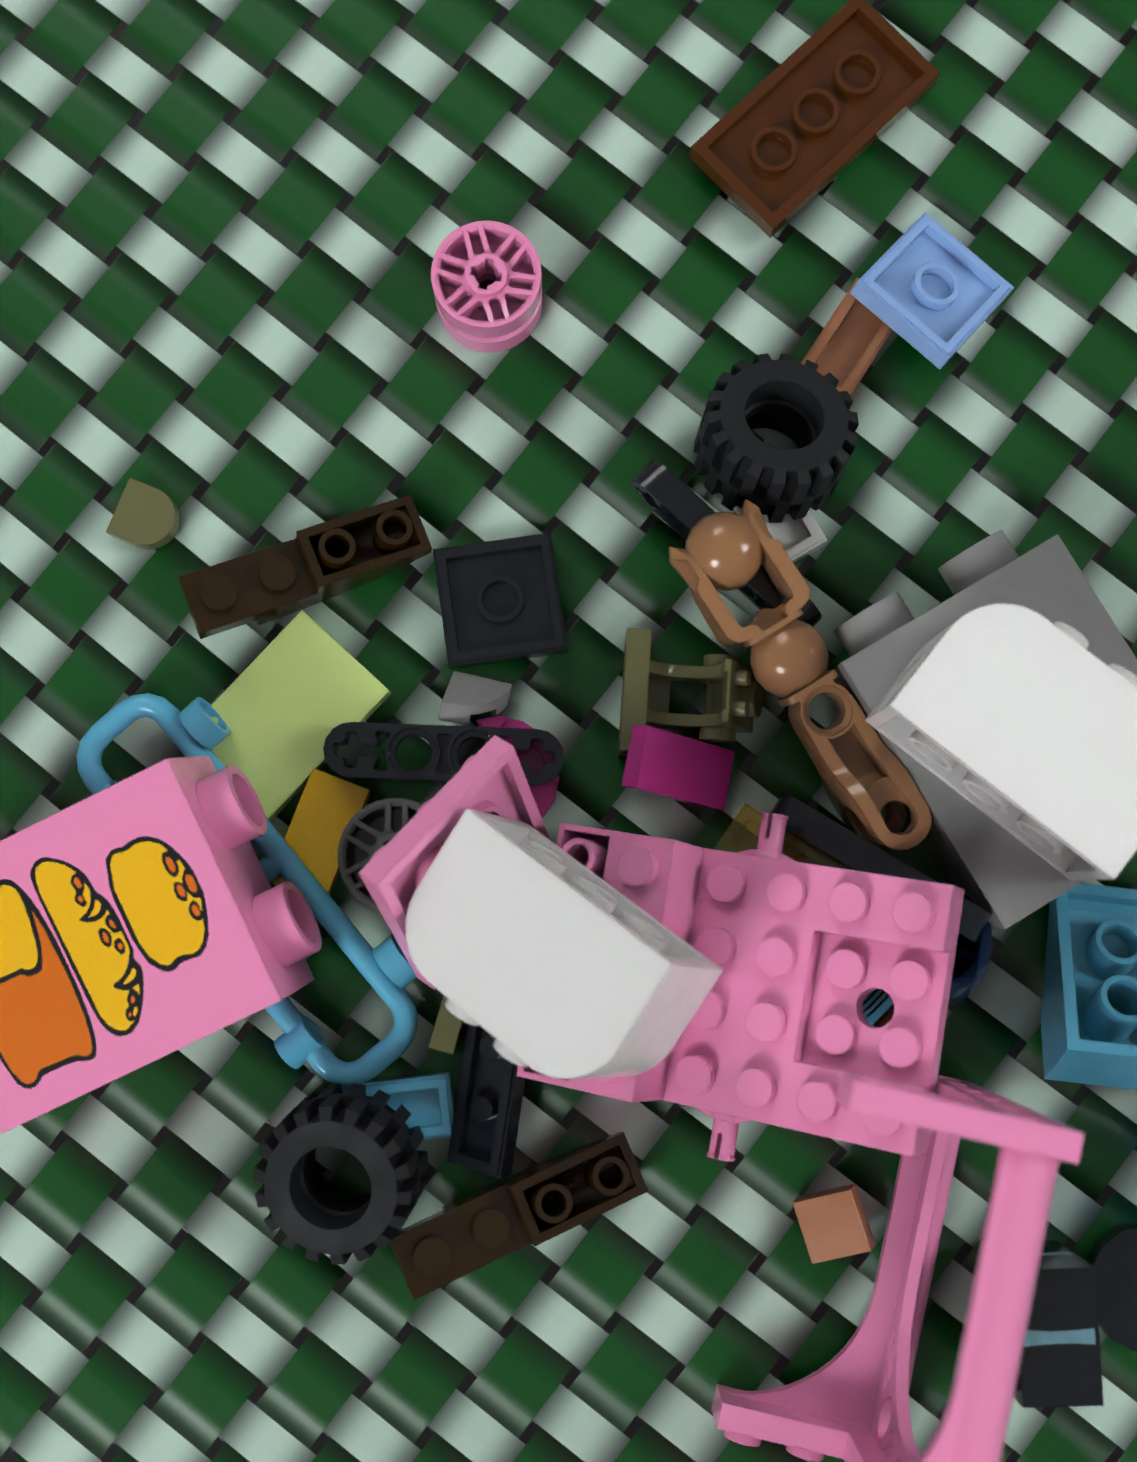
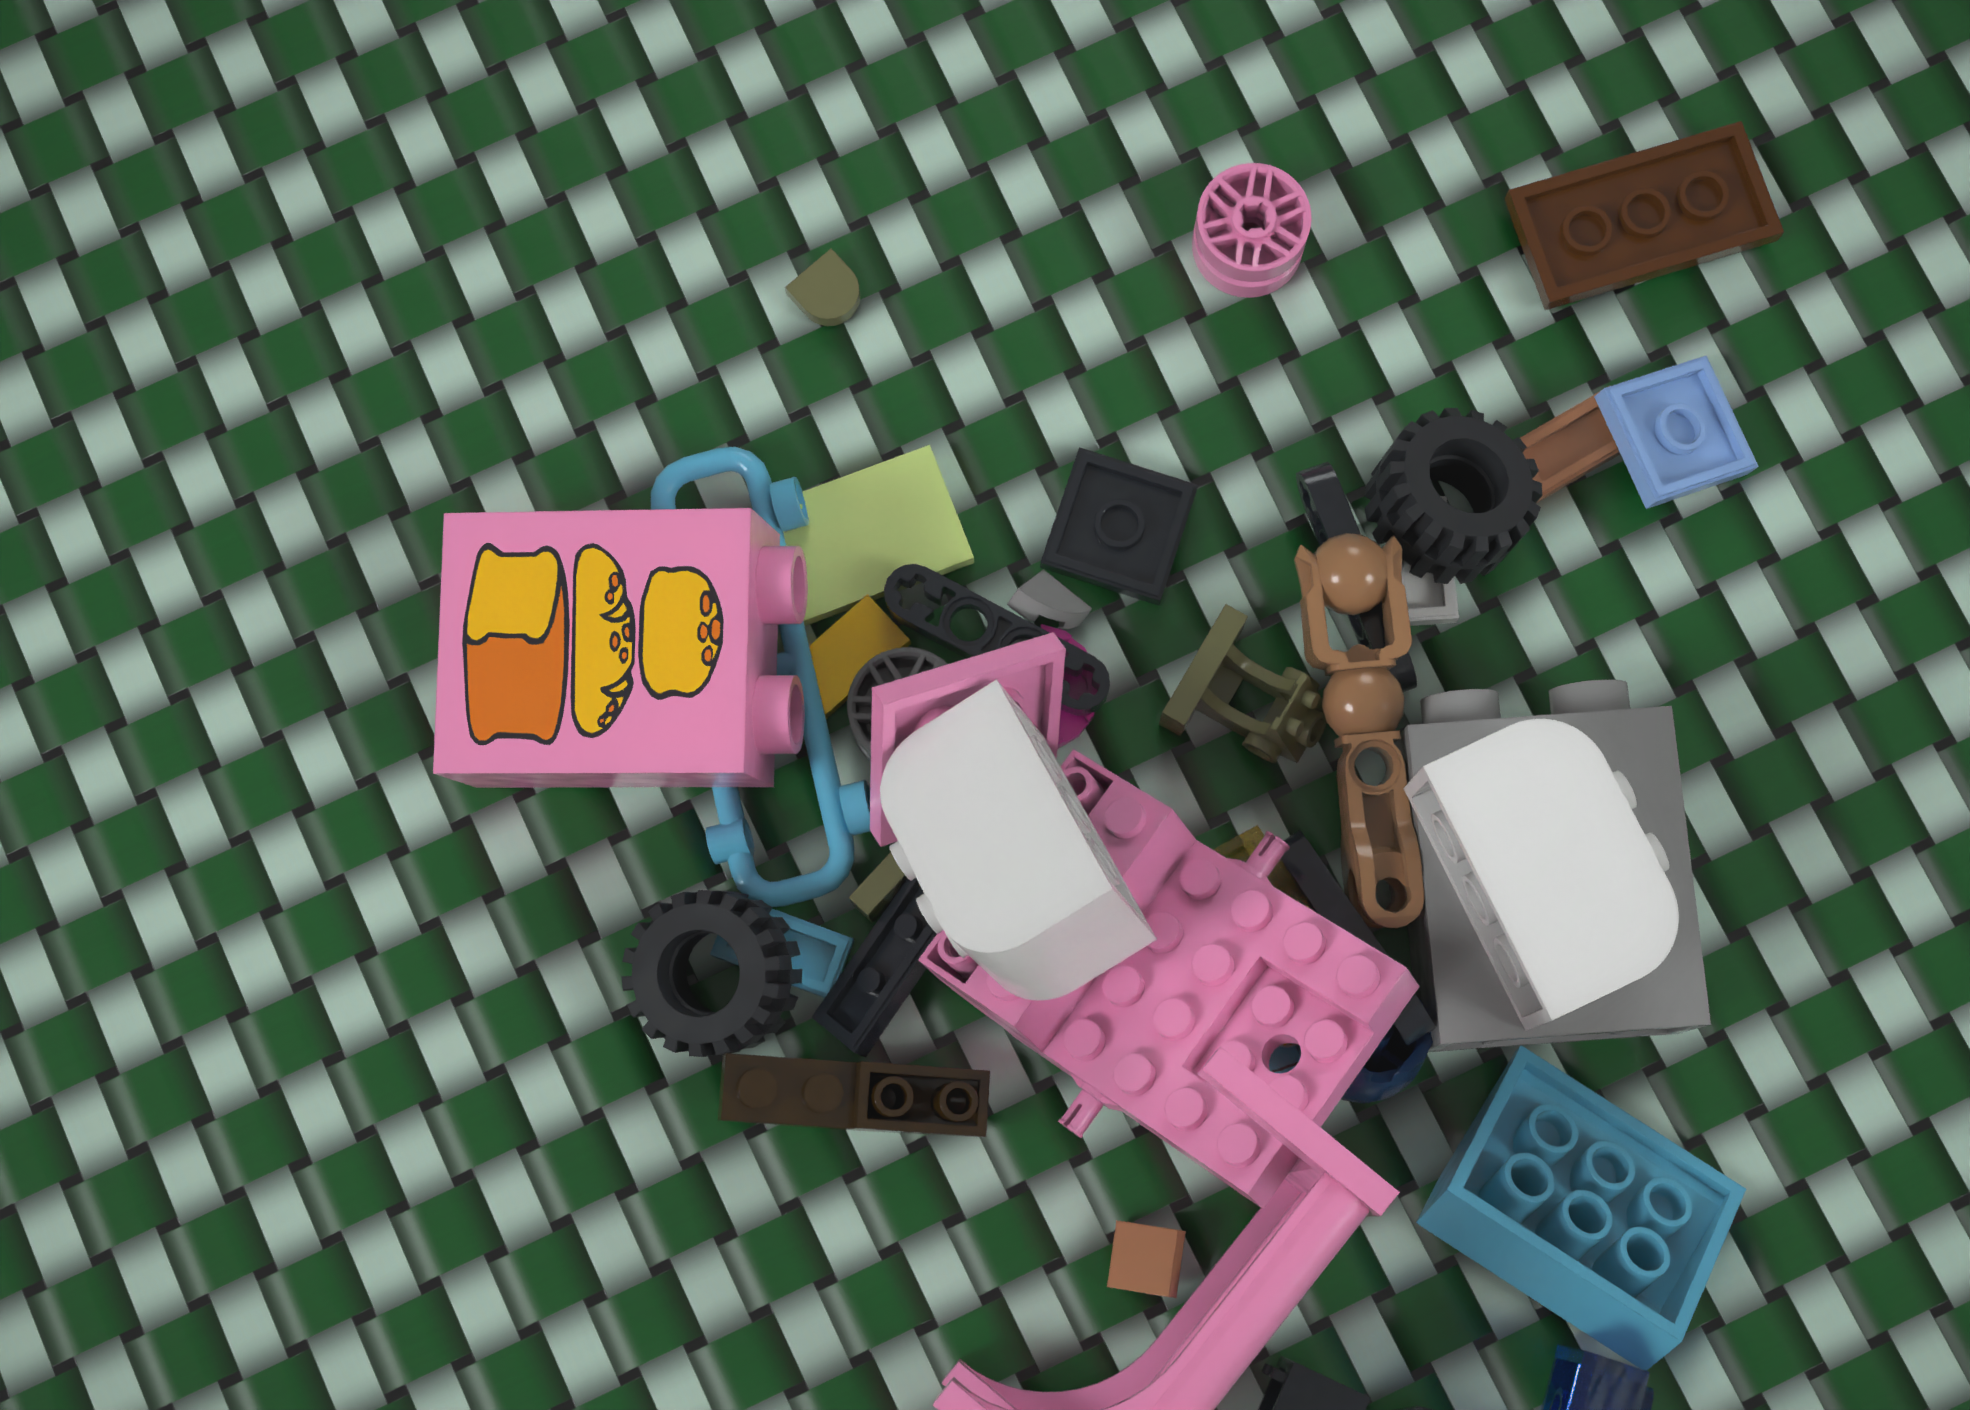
camera: 30 degrees right, 5 degrees down
(306, 570) = (954, 411): dark brown slope -> none
(678, 767) = (1209, 757): dark pink tile -> none

